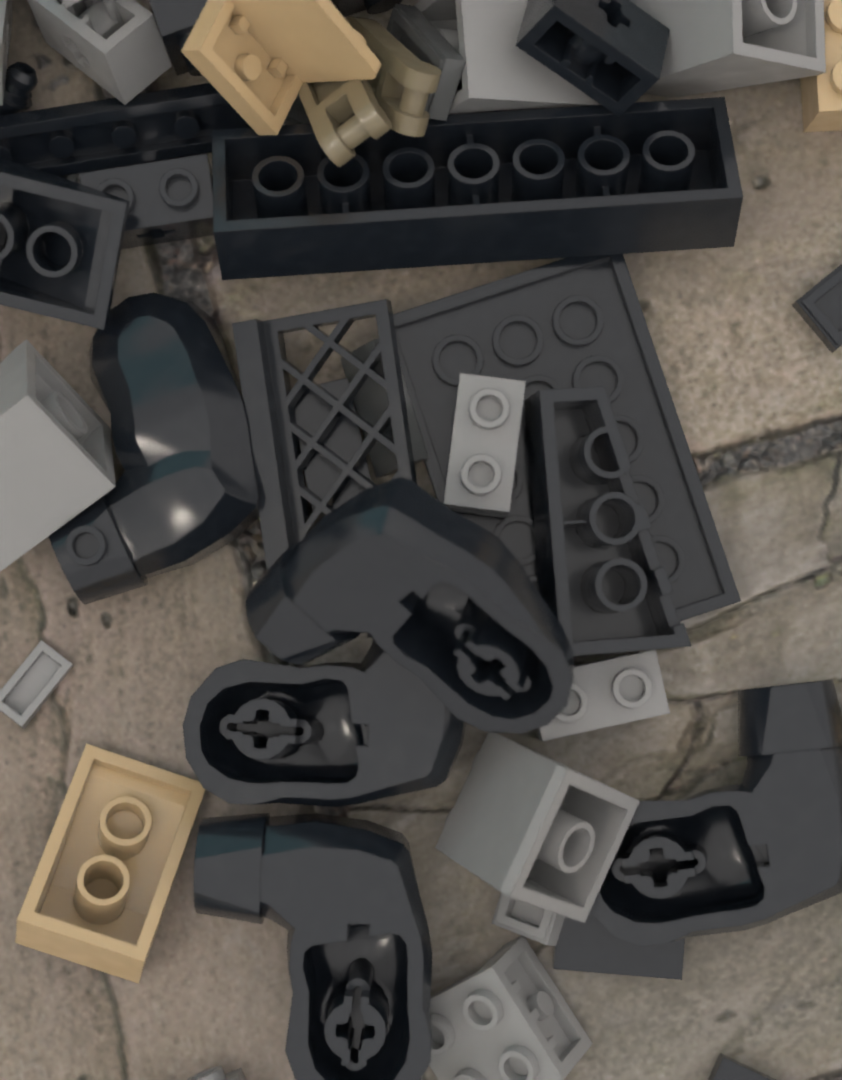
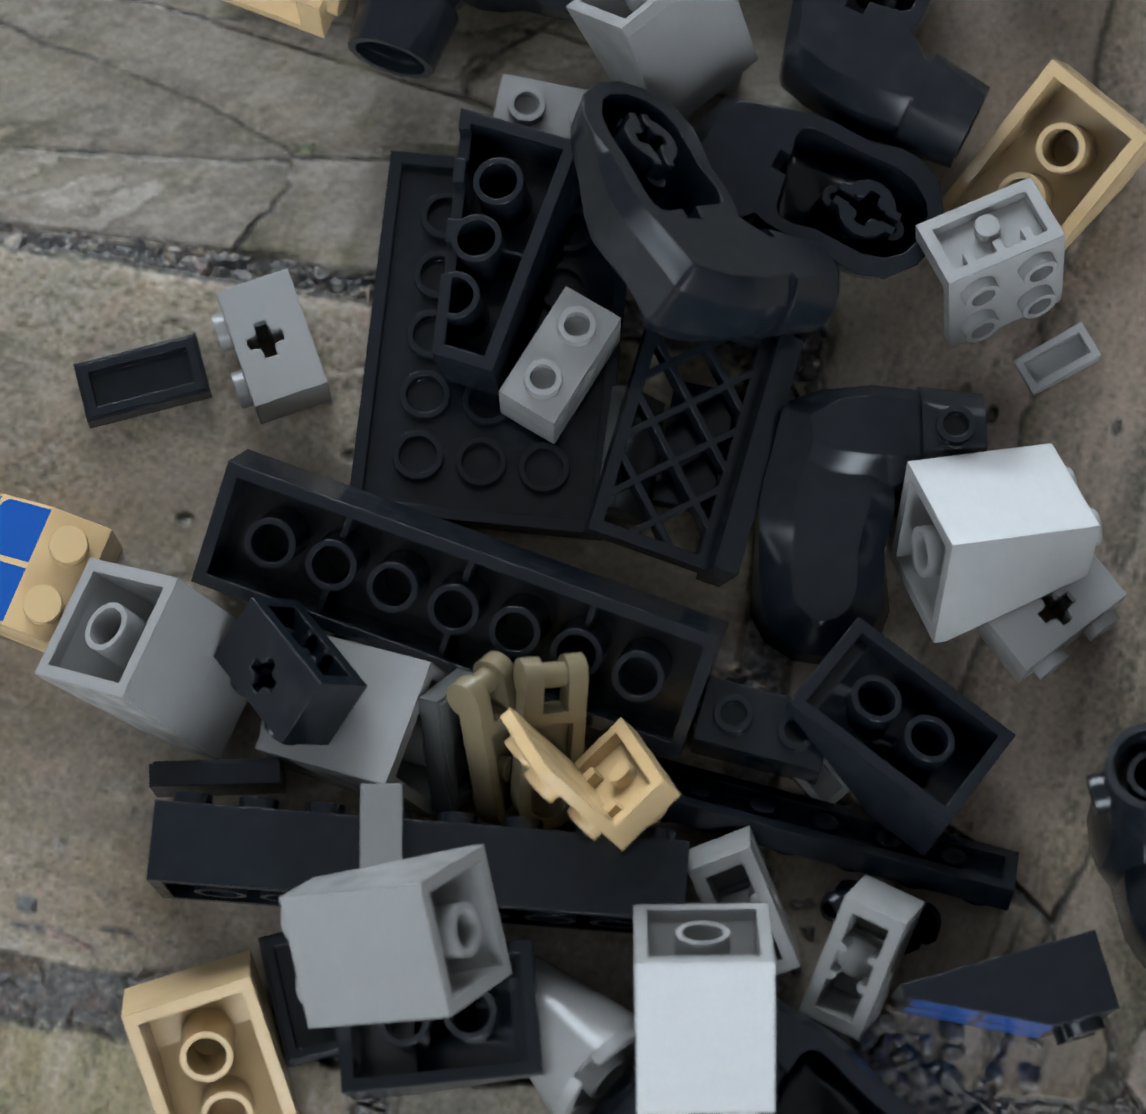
camera: 150 degrees left, 10 degrees down
(122, 738) = (995, 261): none -> light grey bracket
(776, 393) = (261, 312): none -> light grey brick

